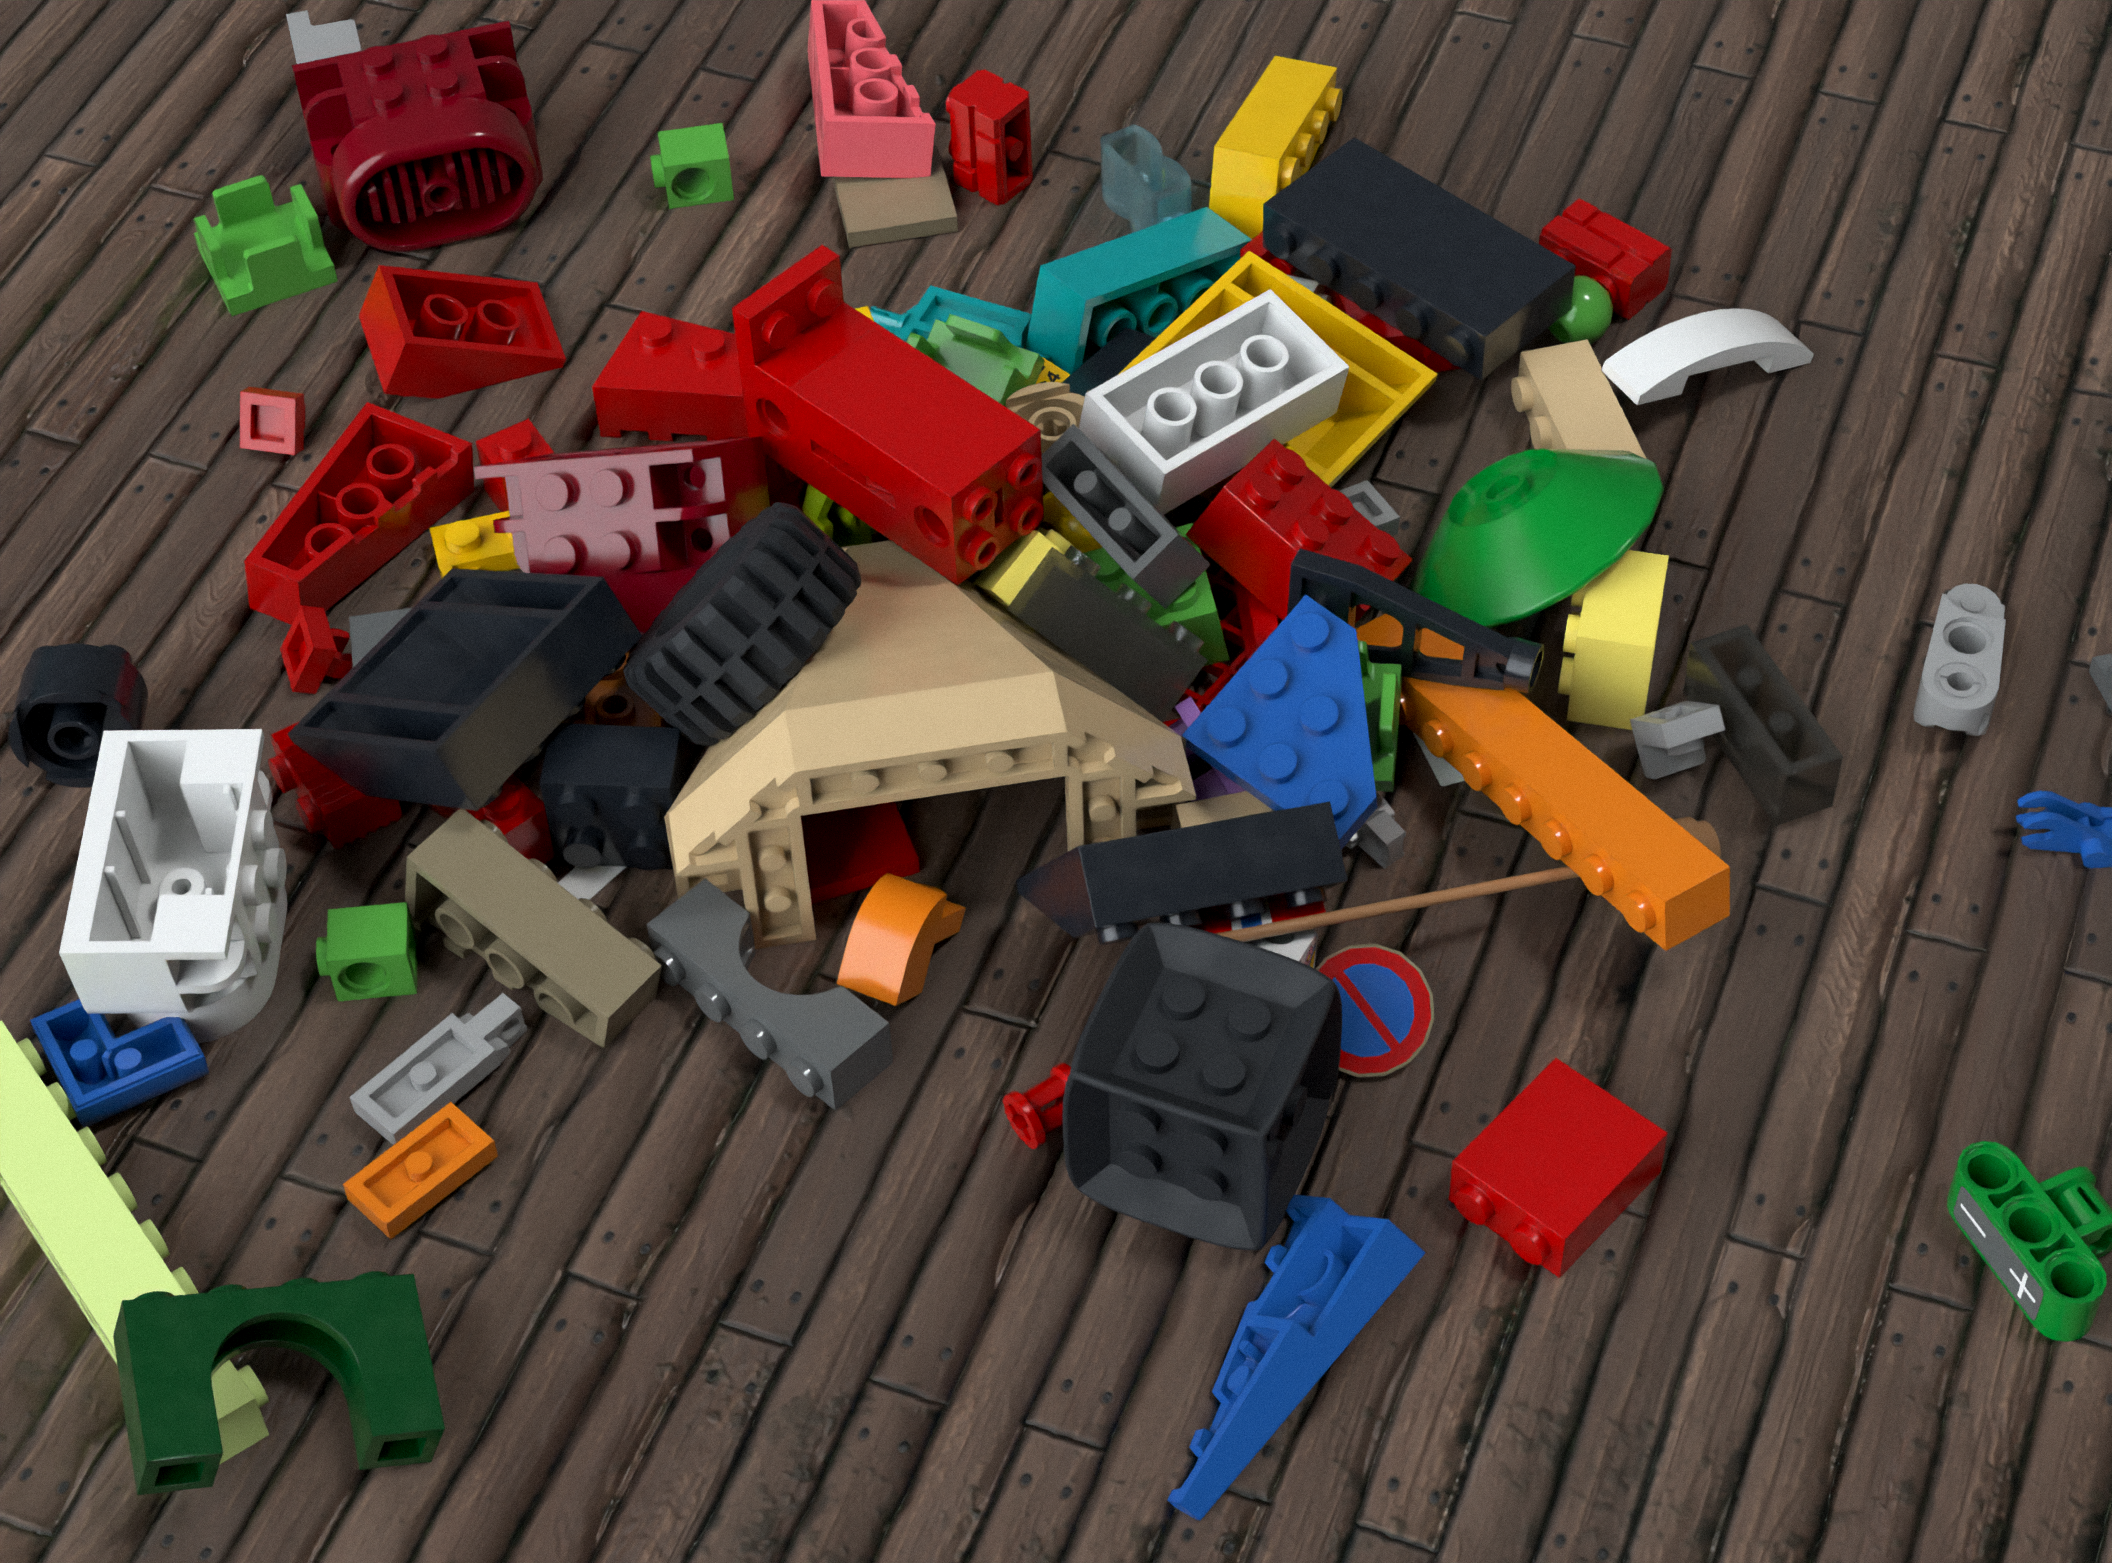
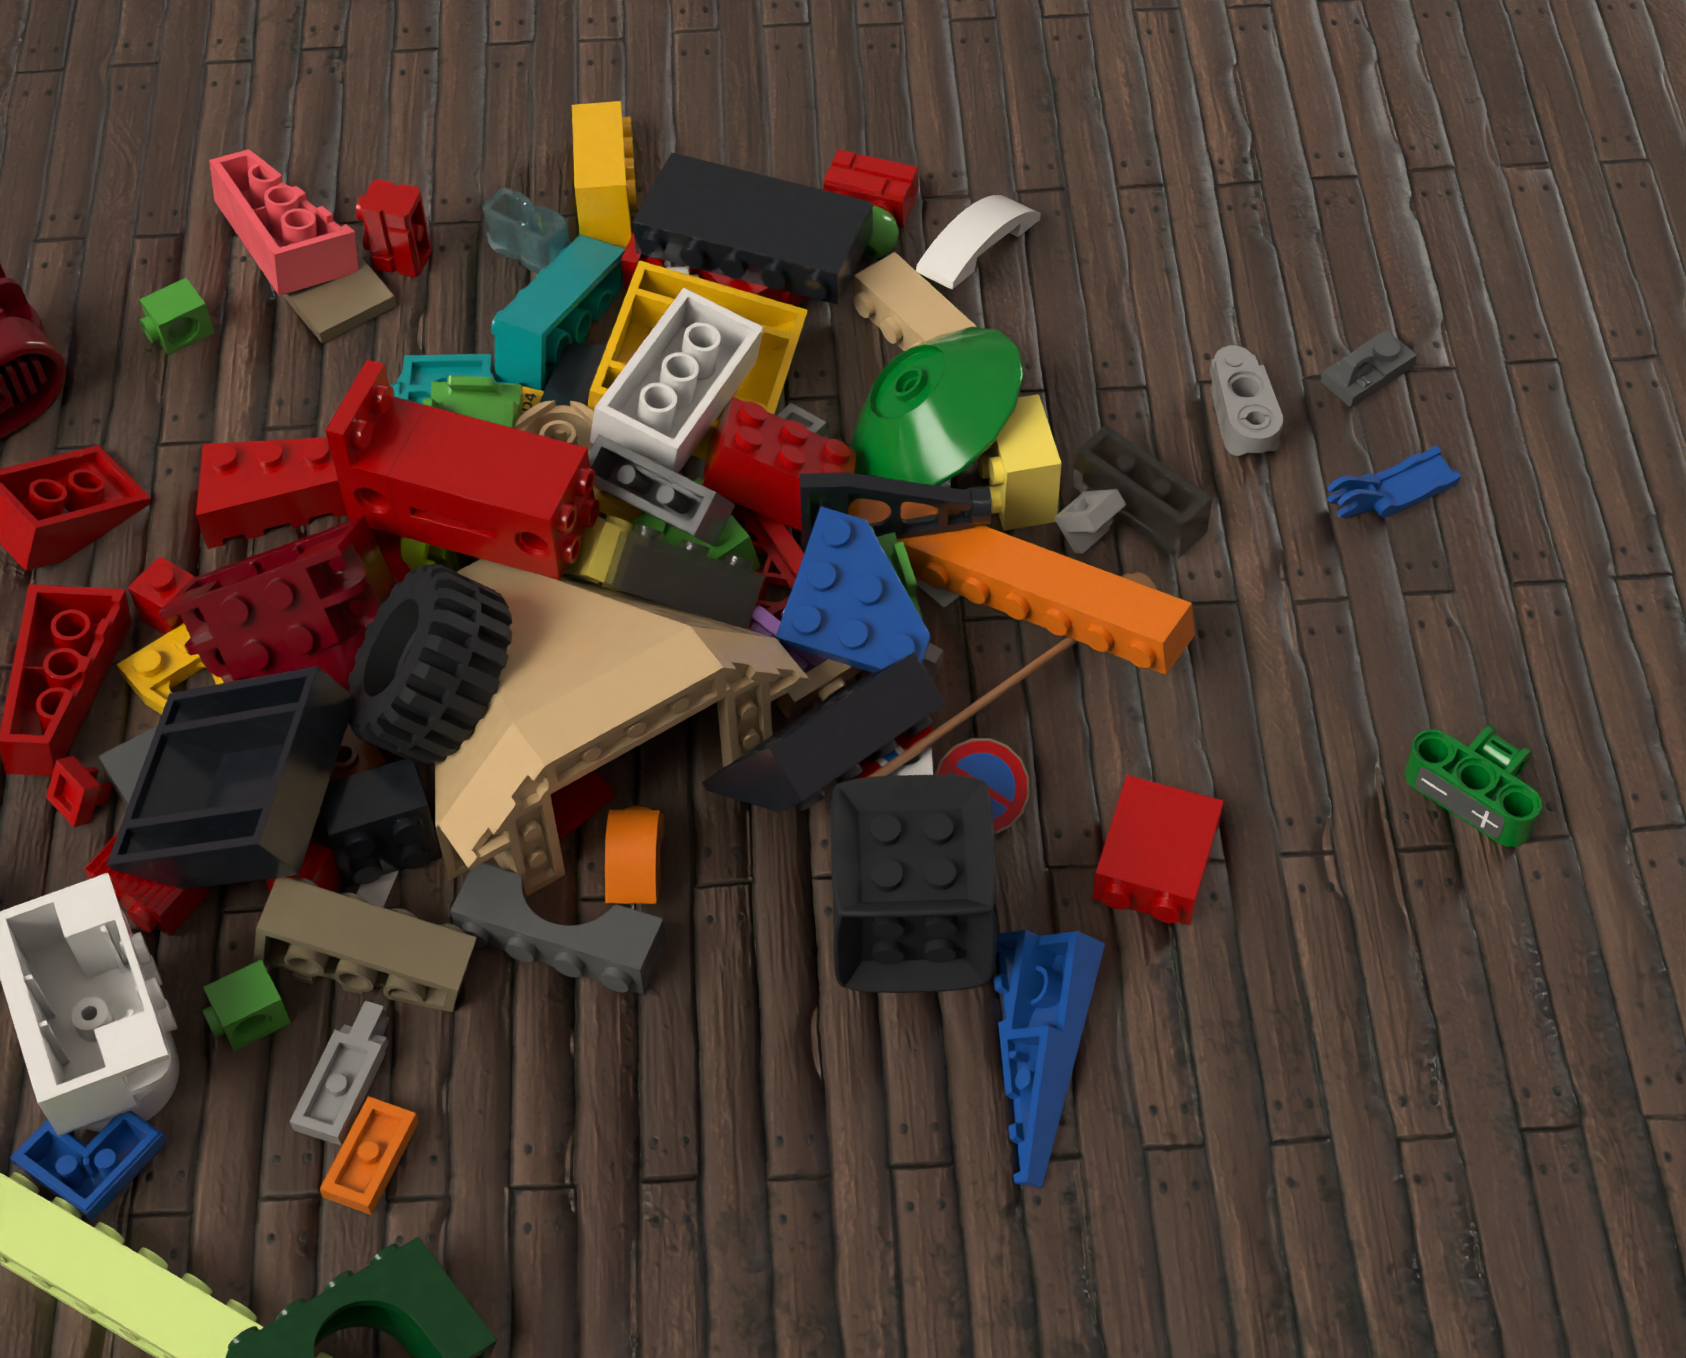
camera: 25 degrees left, 5 degrees up
(1025, 1108) = (797, 935): red bush -> none

